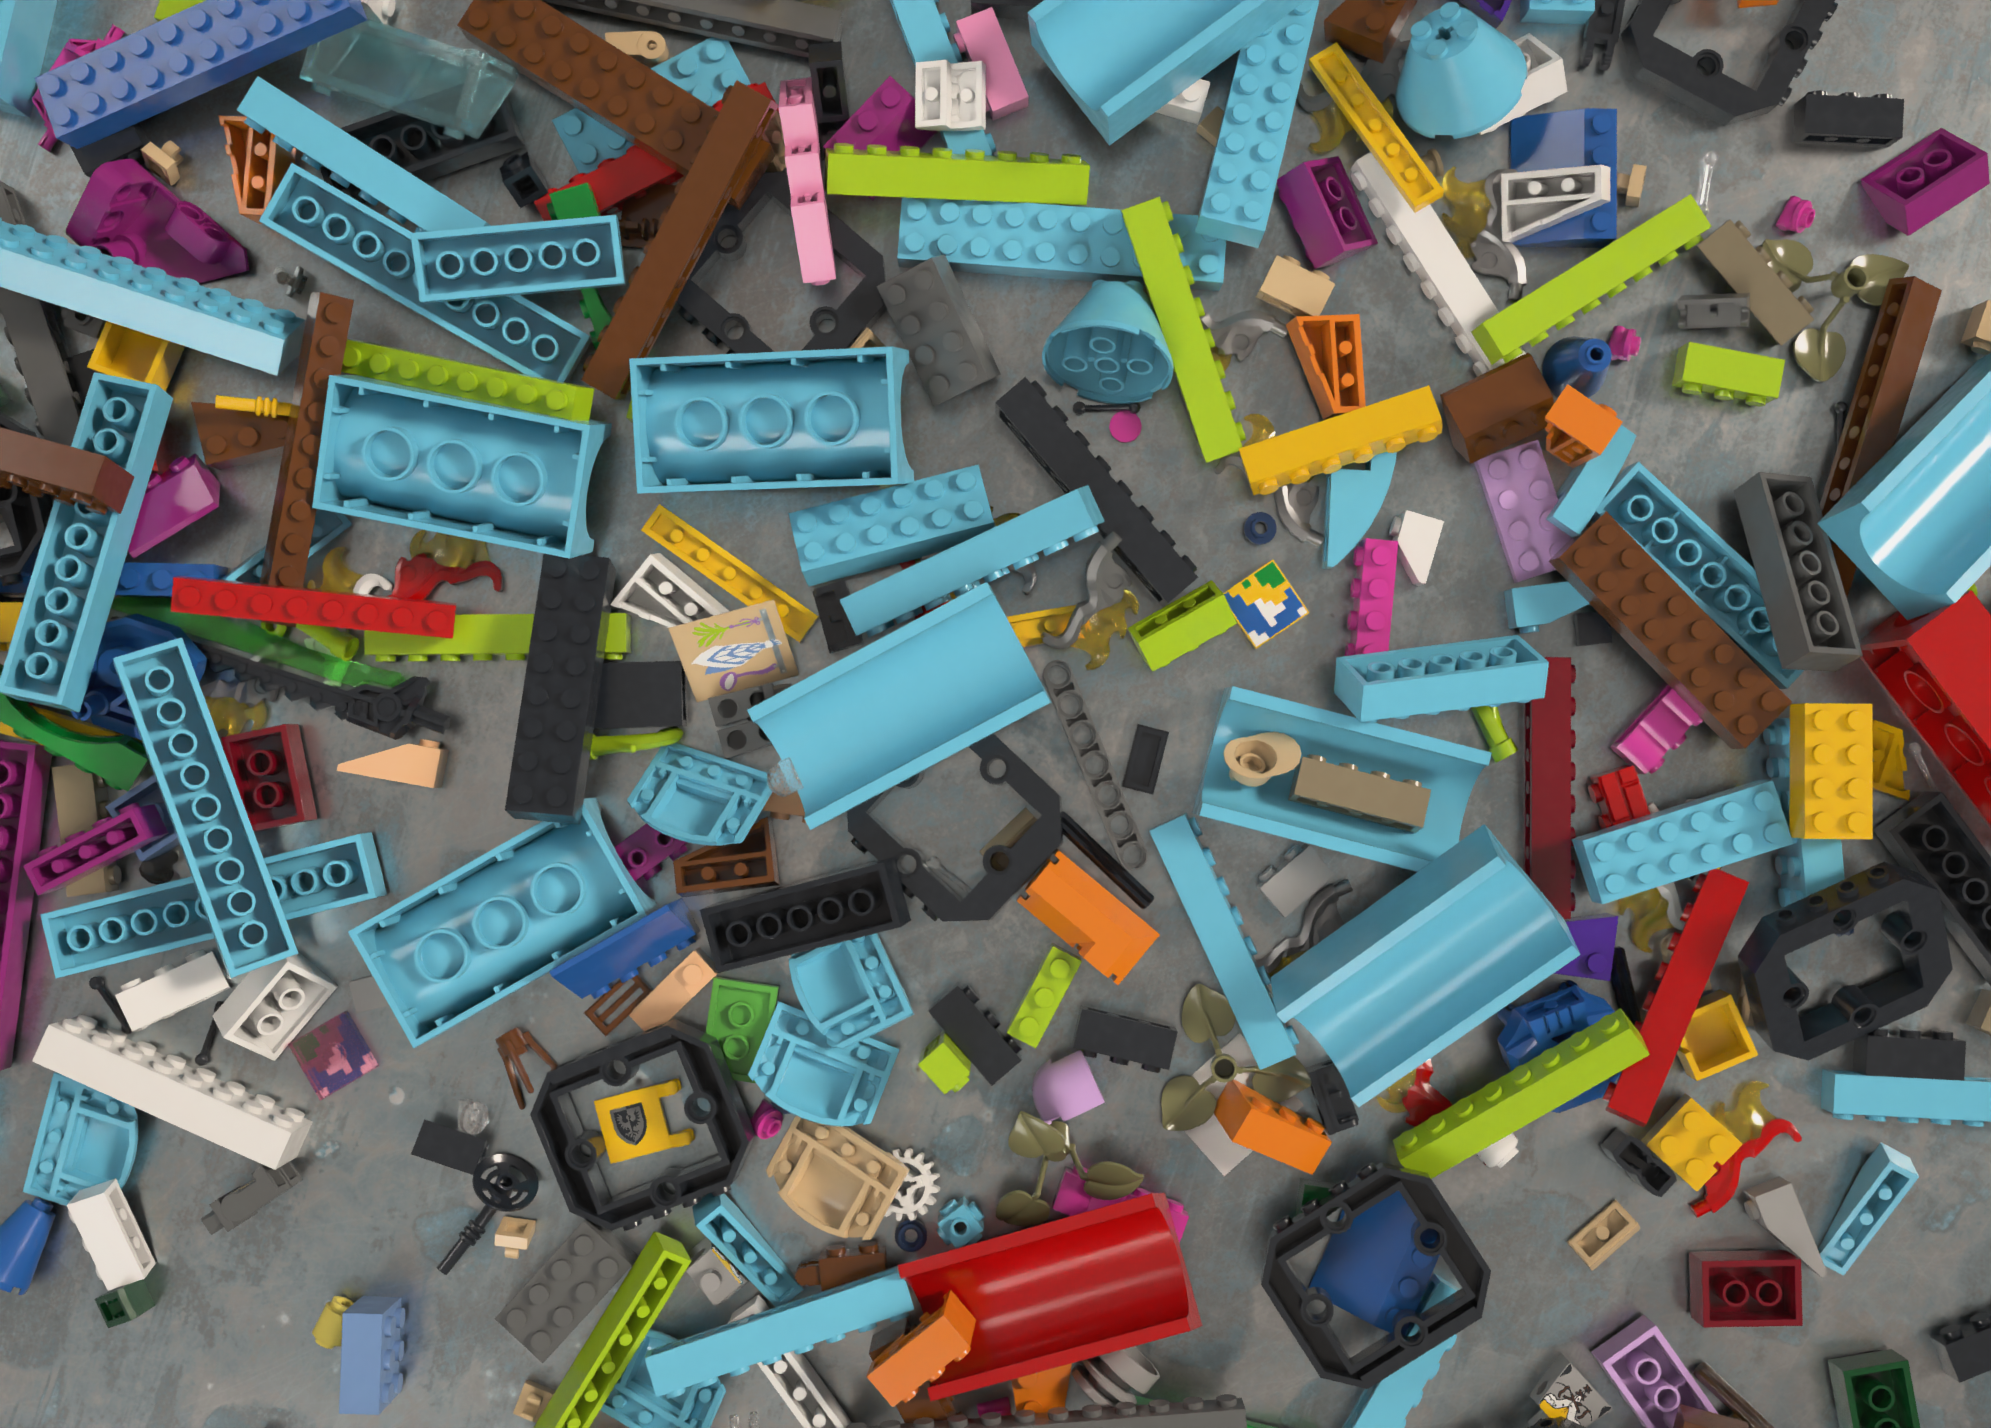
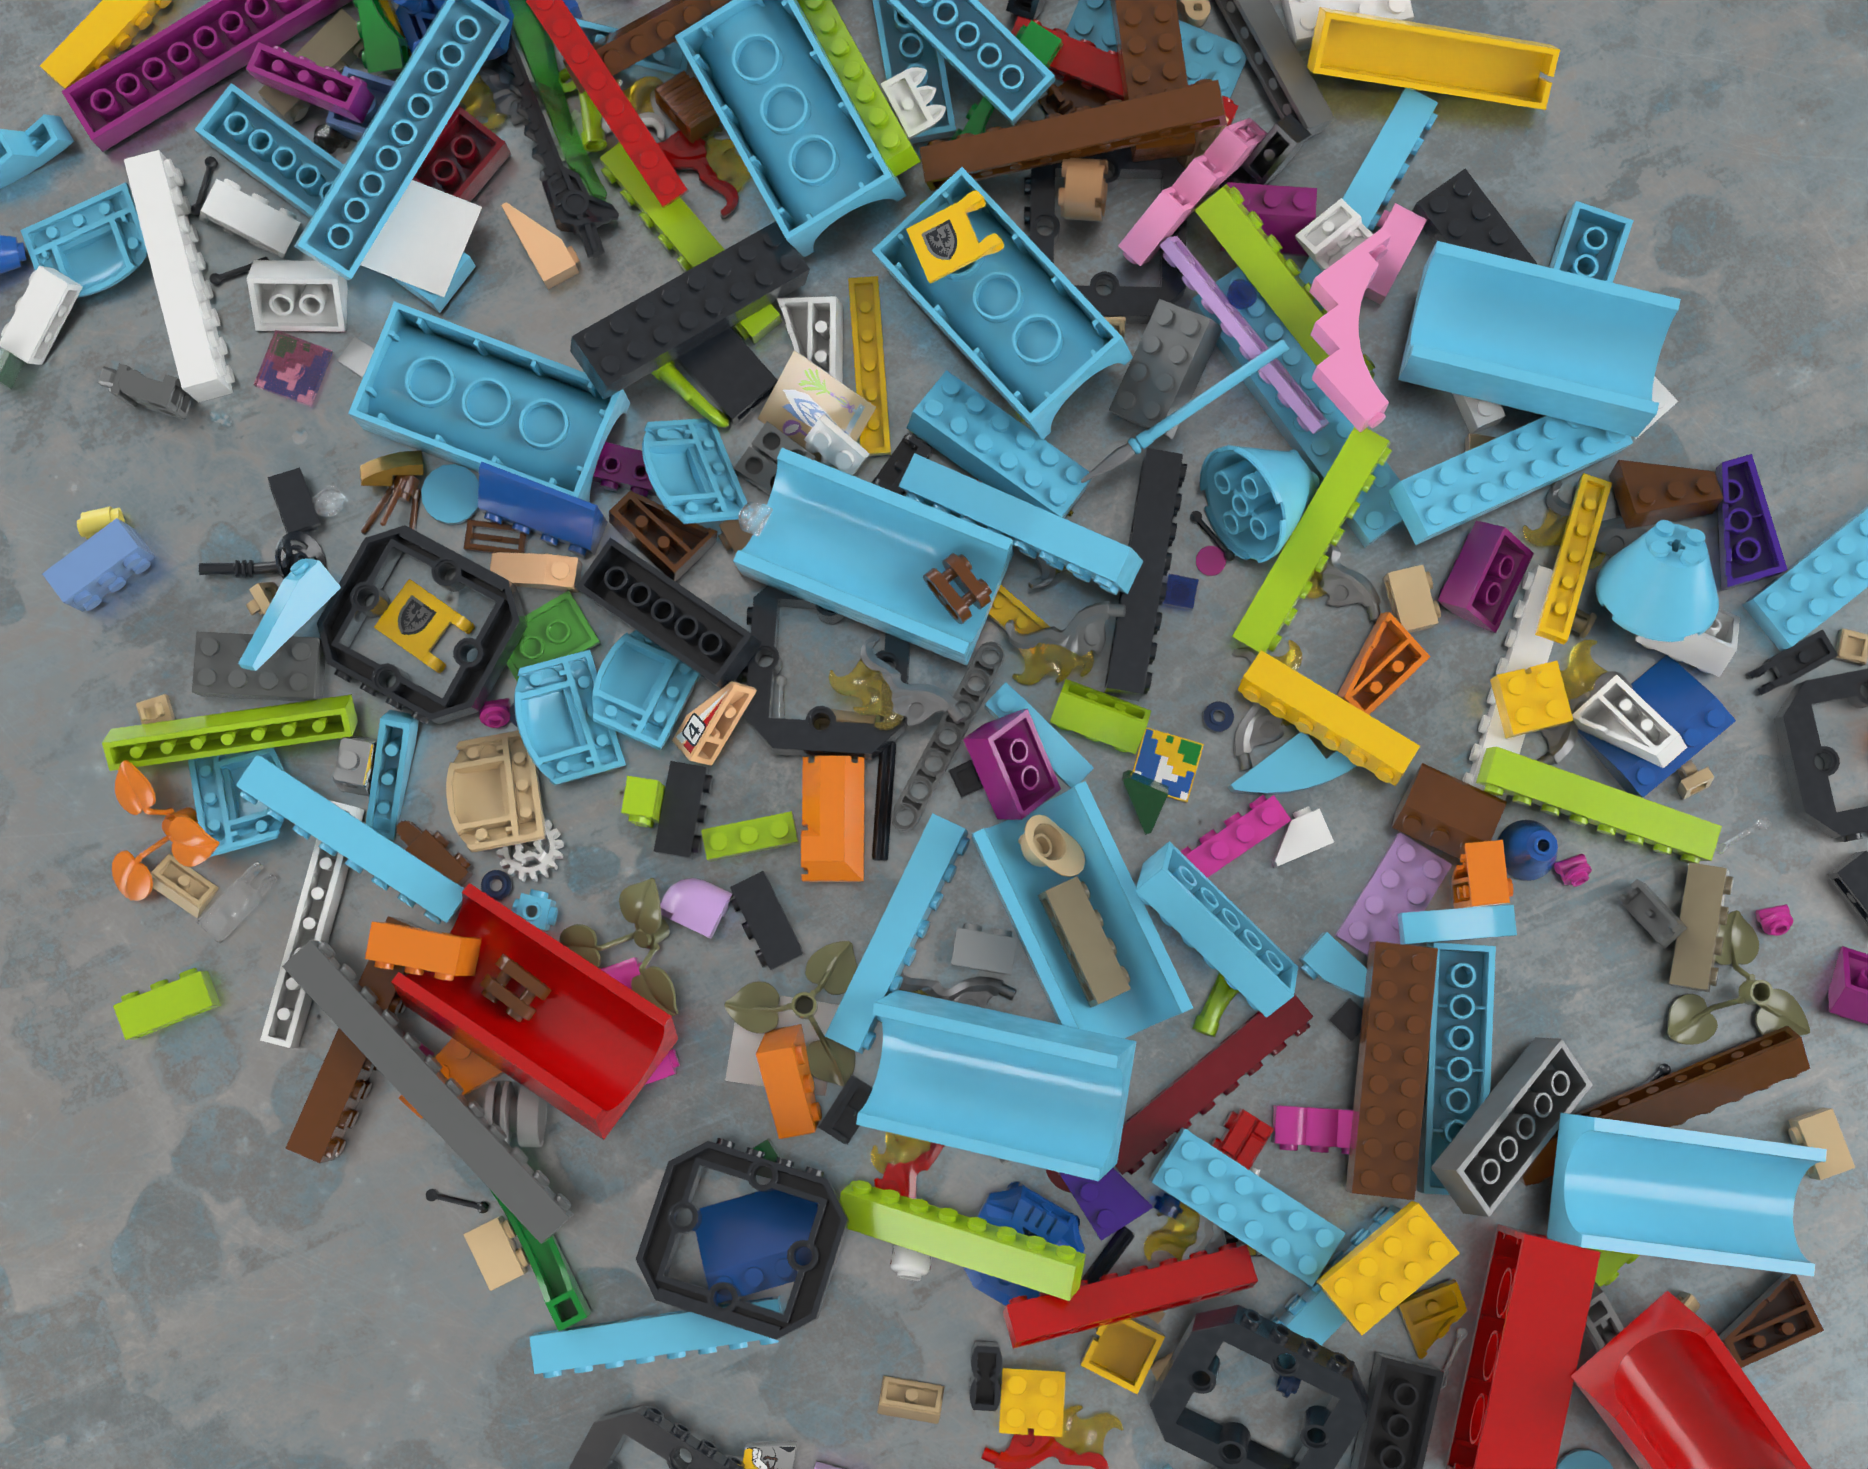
camera: 50 degrees right, 5 degrees down
(312, 860) = (423, 238): none -> white sticker
(380, 544) = (687, 106): none -> dark orange brick
(482, 1052) = (380, 470): none -> pearl gold slope
(535, 354) = (910, 102): none -> white plate
(538, 1217) = (295, 602): none -> medium azure slope
(550, 1010) = (451, 494): none -> medium azure tile
(684, 423) = (948, 239): none -> yellow flag
(731, 270) = (1084, 189): none -> medium nougat brick
(777, 659) = (835, 446): none -> white plate
(926, 954) = (712, 722): none -> light nougat slope
(930, 214) = (1241, 294): none -> clear blue plate
(953, 241) = (1236, 326): none -> lavender plate
(986, 396) = (1145, 438): none -> medium azure piece
(1000, 646) = (975, 590): none -> reddish brown brick
(1007, 1313) = (518, 1006): none -> reddish brown brick
(1024, 789) = (887, 696): none -> piece
(1074, 185) = (1344, 372): none -> bright pink arch
(1132, 472) = (1180, 592): none -> clear blue plate
(1155, 689) = (1064, 759): none -> medium azure slope
(1164, 732) = (1012, 765): none -> magenta slope
(1280, 642) = (1146, 796): none -> dark green slope
(1466, 262) = (1531, 699): none -> yellow piece
(1625, 904) = (1168, 1206): none -> clear blue plate
(1728, 374) = (1617, 964): lime brick -> none

